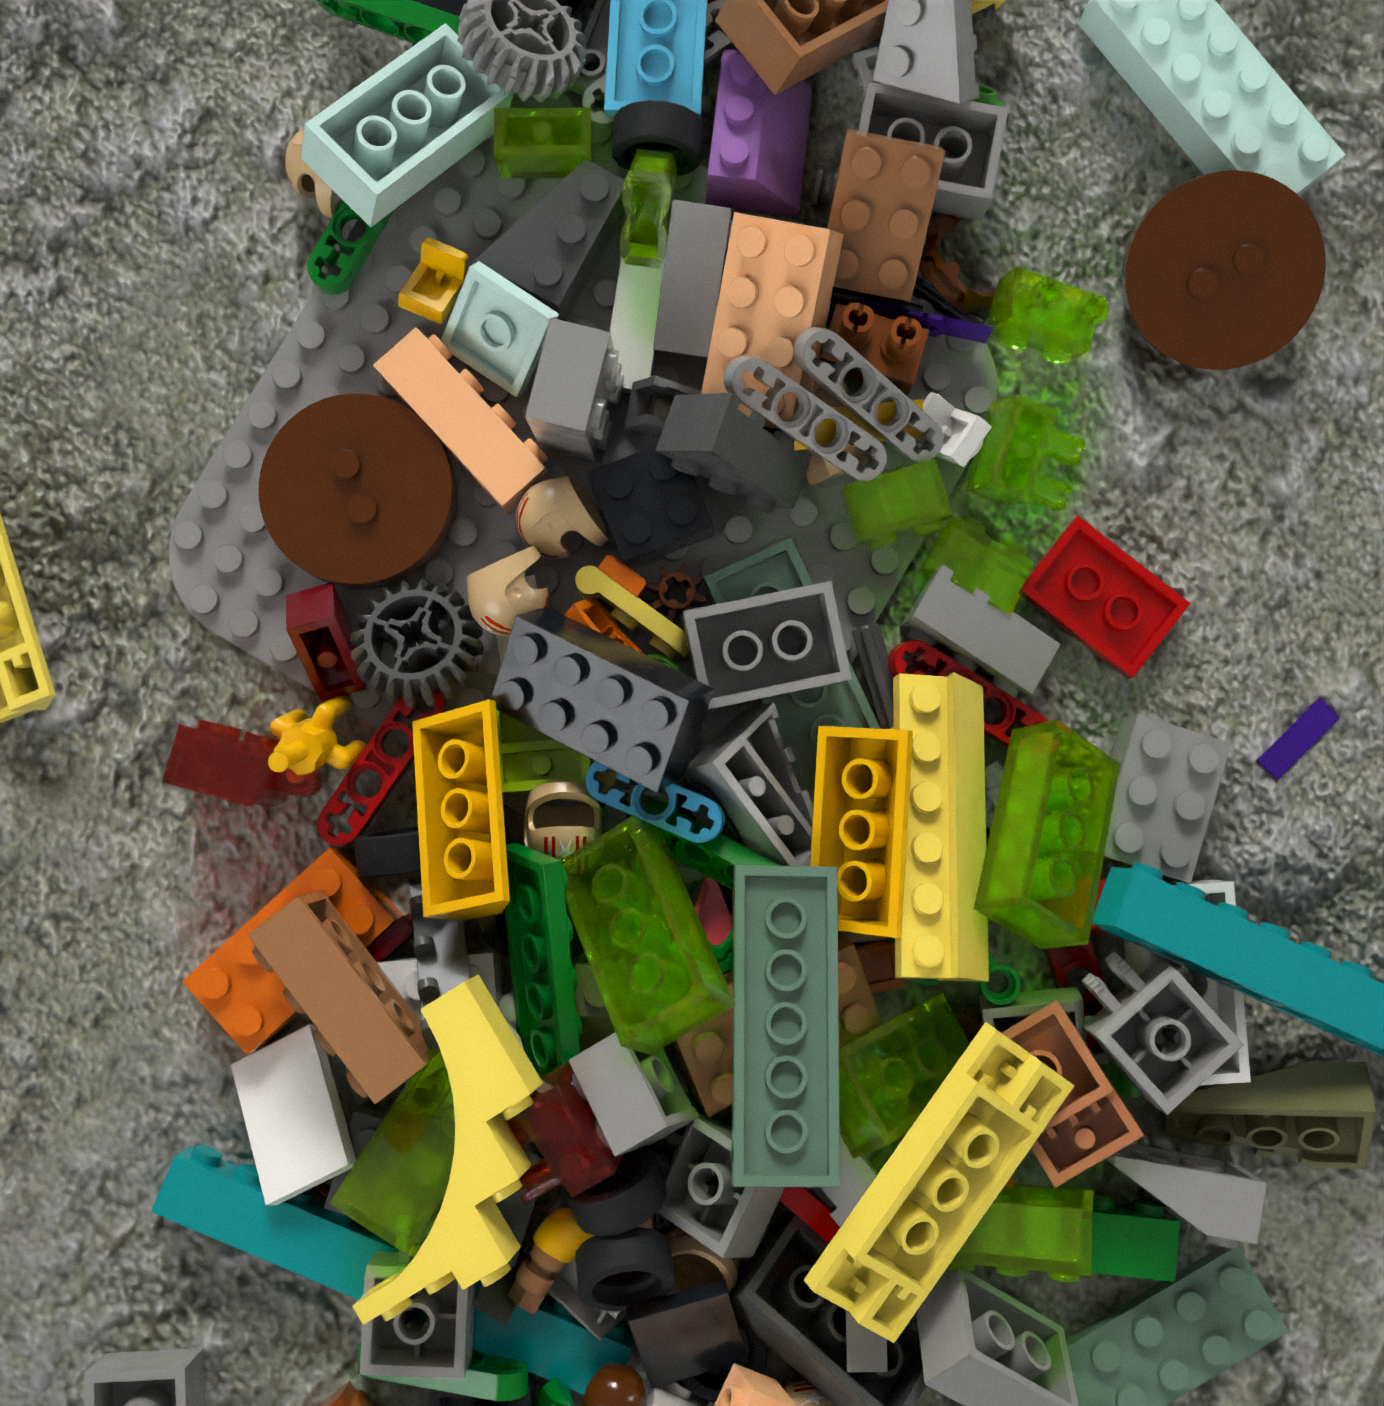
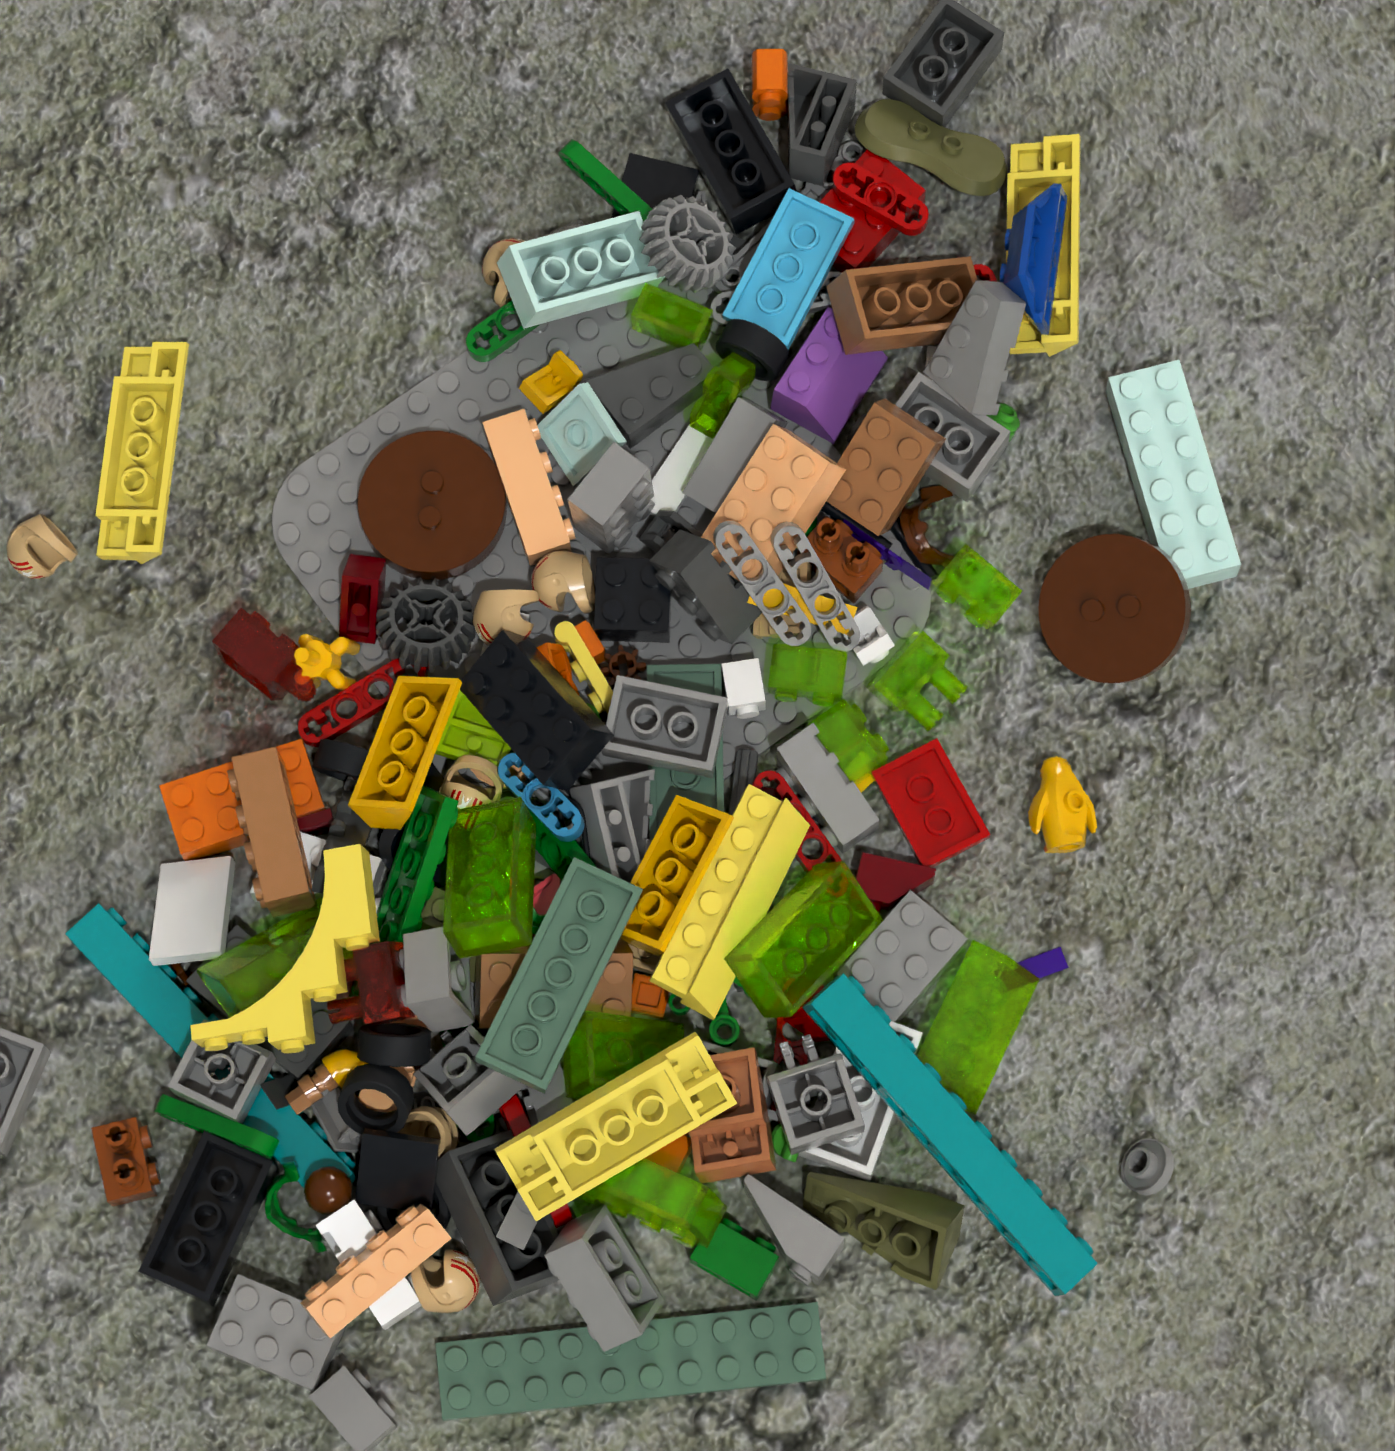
camera: 30 degrees right, 10 degrees down
(830, 553) = (744, 688): none -> white brick
(1101, 709) = (890, 879): none -> dark red slope
(1258, 535) = (1061, 808): none -> yellow animal
(1270, 833) = (977, 1022): none -> clear neon green slope

